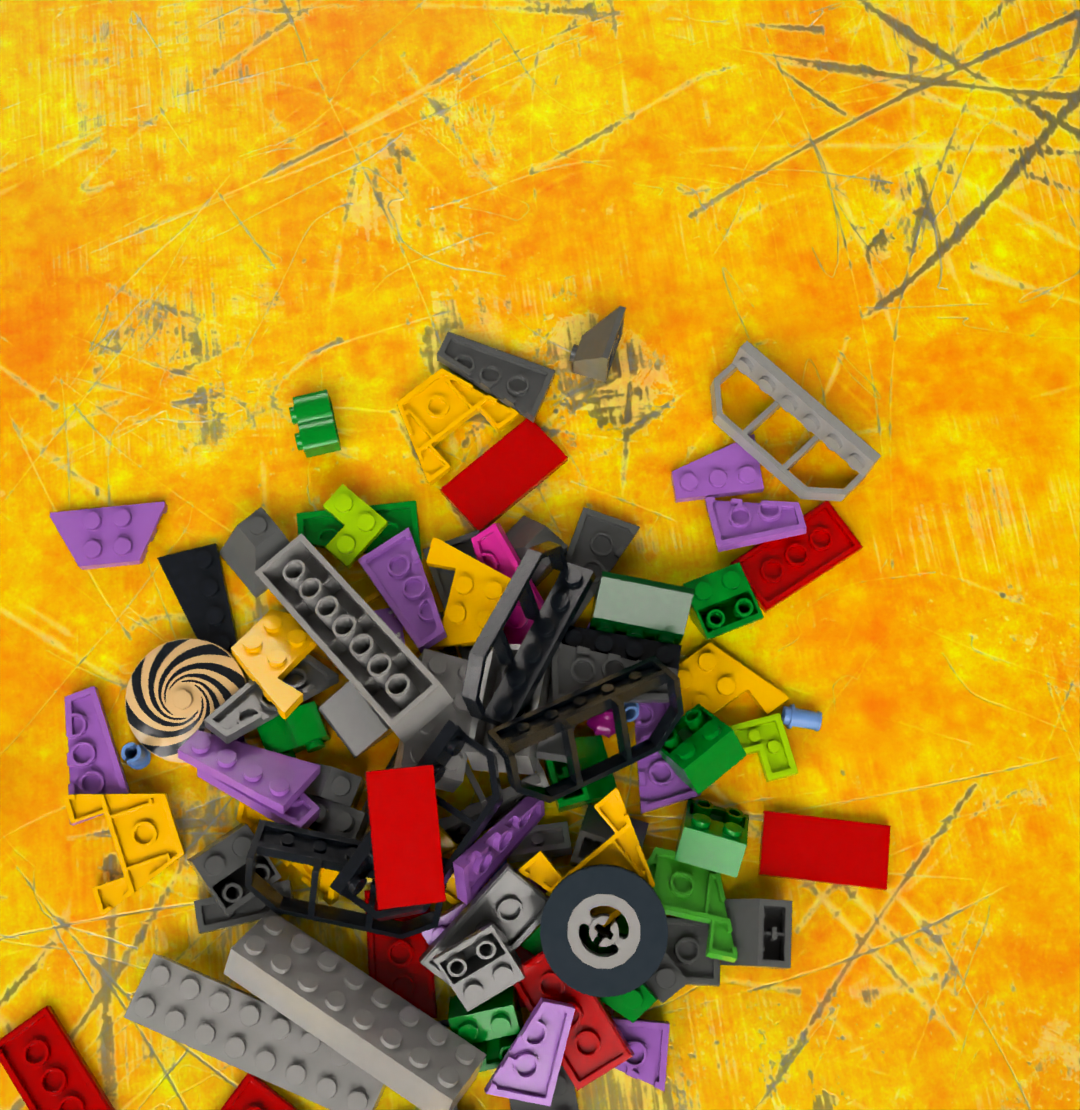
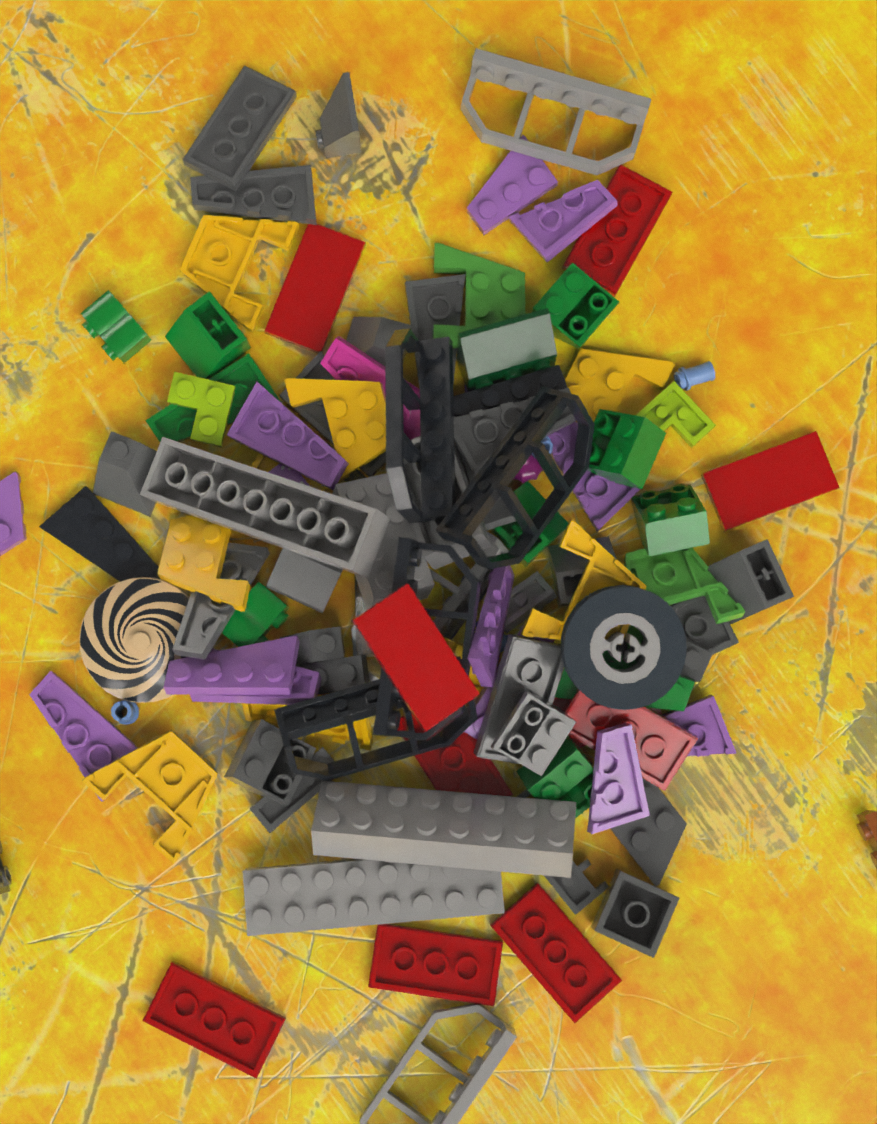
camera: 30 degrees left, 10 degrees up
(387, 470) = (207, 337): none -> green slope
(511, 312) = (239, 128): none -> dark grey tile
(655, 551) = (491, 290): none -> bright green wing

